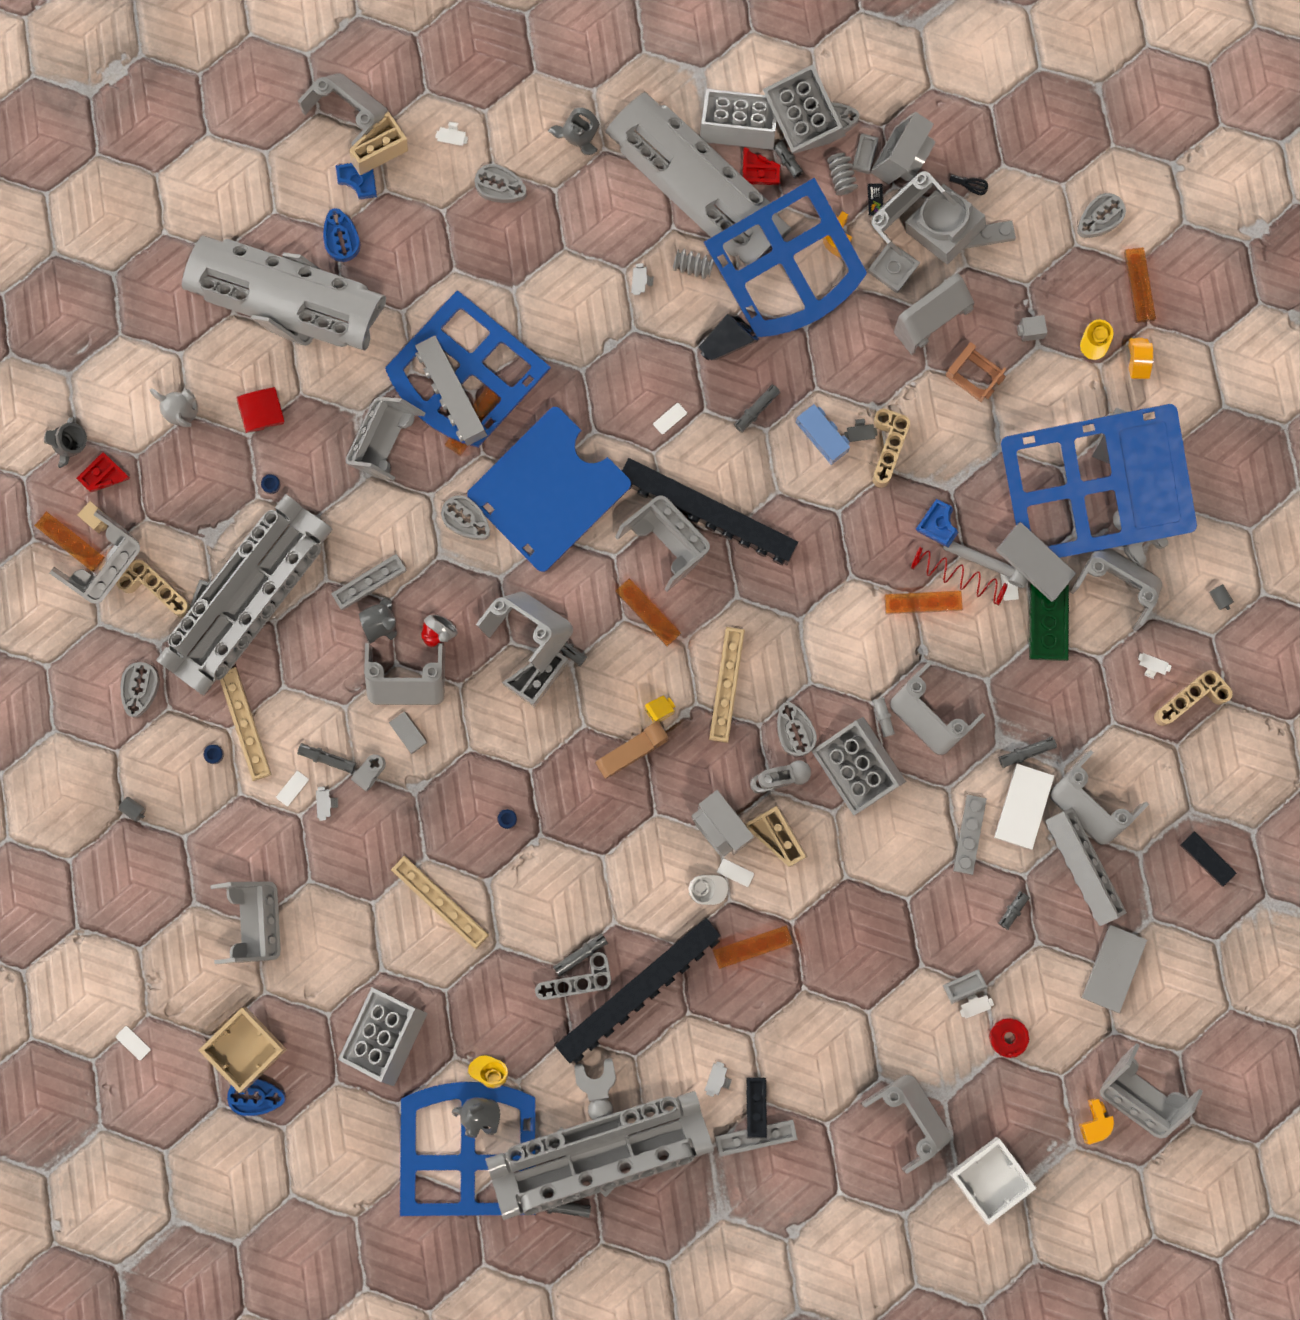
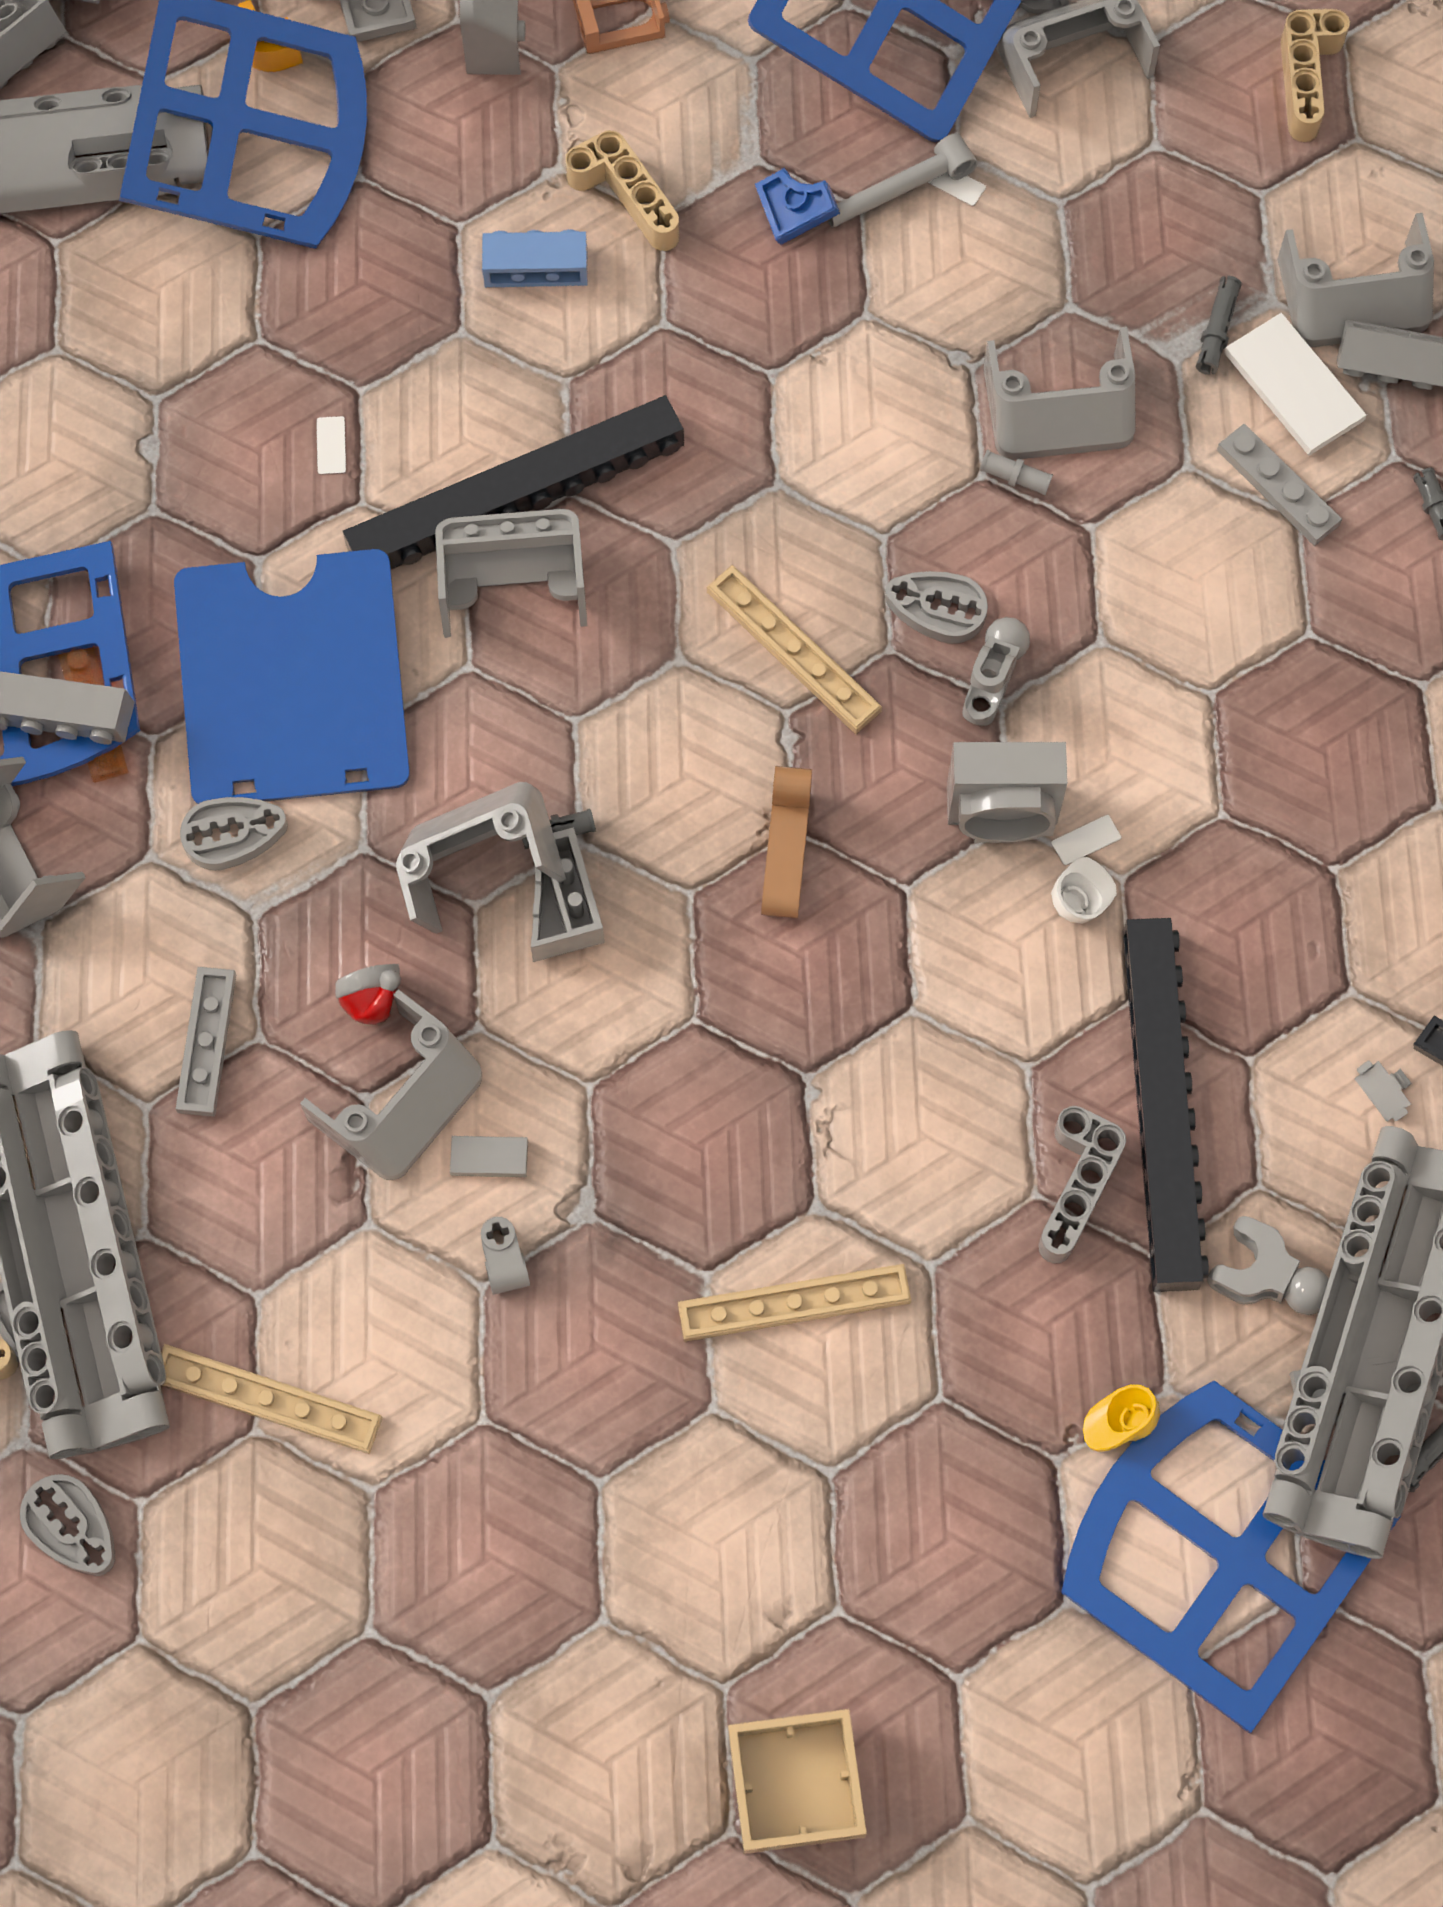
camera: 55 degrees left, 10 degrees down
(132, 809) = (256, 1680): dark grey piece -> none
(213, 754) = (274, 1484): dark blue tile -> none
(258, 921) = (599, 1611): light grey windscreen -> none
(263, 1105) = (897, 1848): blue piece -> none
(292, 788) = (430, 1401): white sticker -> none
(318, 755) = (416, 1315): dark grey pin -> none
(324, 803) = (495, 1366): piece -> none
(378, 621) = (281, 1067): dark grey piece -> none
(382, 1036) = (940, 1545): light grey slope -> none
(479, 1114) = (1180, 1480): dark grey piece -> none
(507, 819) = (744, 1106): dark blue tile -> none
(578, 956) = (1041, 1148): dark grey pin -> none
(640, 279) = (91, 336): piece -> none
(648, 612) = (595, 676): clear orange plate -> none
(660, 709) = (756, 764): yellow slope -> none
(693, 264) = (136, 245): light grey piece -> none
(727, 338) = (286, 277): black slope -> none
(750, 415) = (422, 328): dark grey pin -> none
(752, 947) = (1220, 892): clear orange plate -> none
(759, 170) = (79, 67): red wing -> none
(778, 836) = (1090, 729): tan wedge -> none
(788, 159) = (121, 25): dark grey pin -> none
(858, 766) = (1062, 556): light grey slope -> none
(861, 431) = (574, 212): dark grey piece -> none
(923, 602) = (890, 304): clear orange plate -> none
(1001, 594) = (827, 276): red piece -> none
(1035, 561) = (954, 117): light grey tile -> none
(1048, 626) = (1052, 171): dark green tile -> none
(1154, 665) = (1221, 85): white piece -> none

